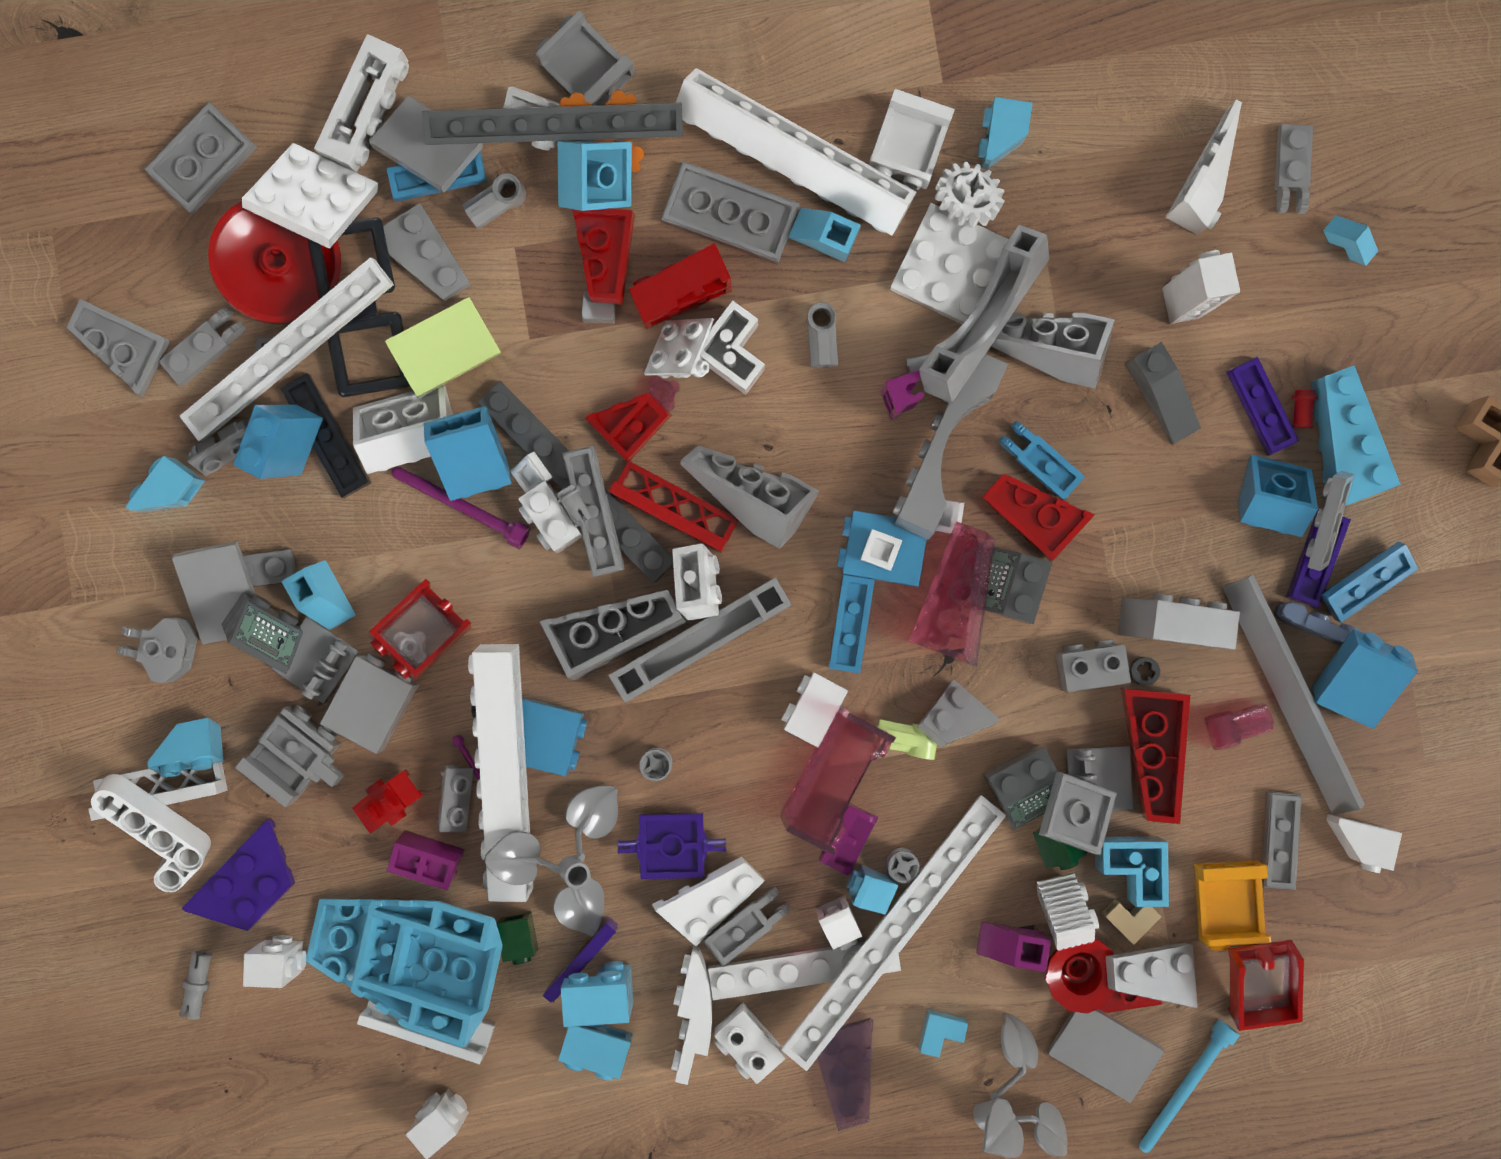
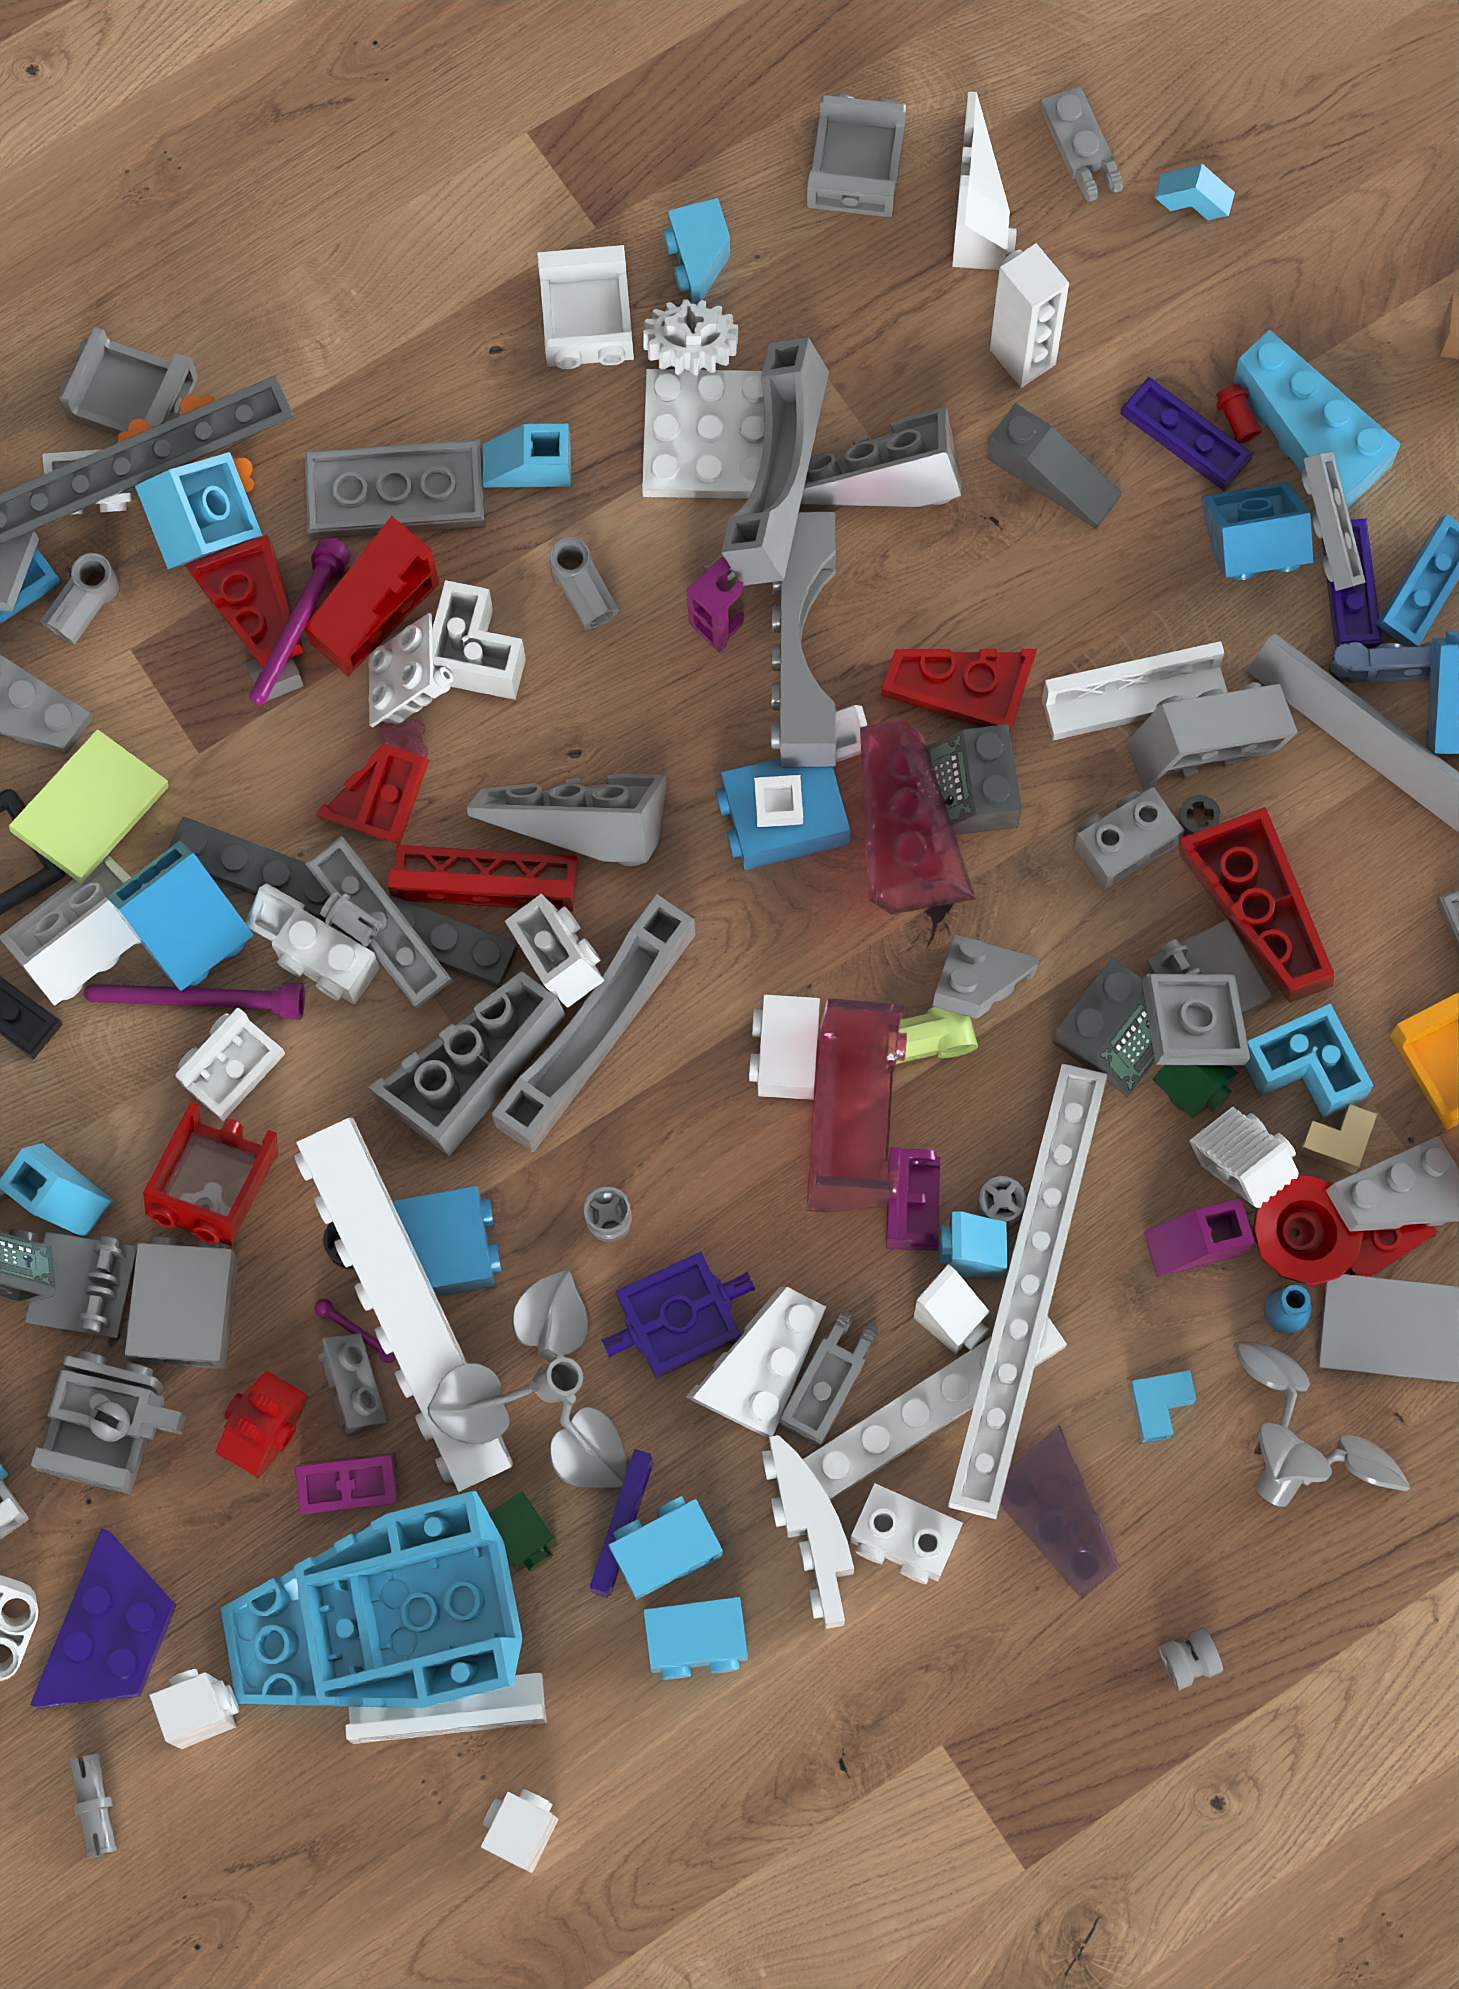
camera: 20 degrees left, 15 degrees down
(296, 760) = (102, 1429): none -> light grey hinge
(462, 561) = (228, 1063): none -> white bracket
(665, 247) = (327, 561): none -> magenta piece
(794, 152) = (445, 380): white brick -> none
(851, 624) = (786, 922): dark azure plate -> none
(1043, 462) = (938, 615): dark azure hinge -> none
(1043, 1006) = (1284, 1317): none -> dark azure cone
(1139, 109) = (857, 155): none -> light grey panel
(1143, 571) = (1129, 689): none -> white fence
(1230, 727) = (1345, 837): clear pink piece -> none

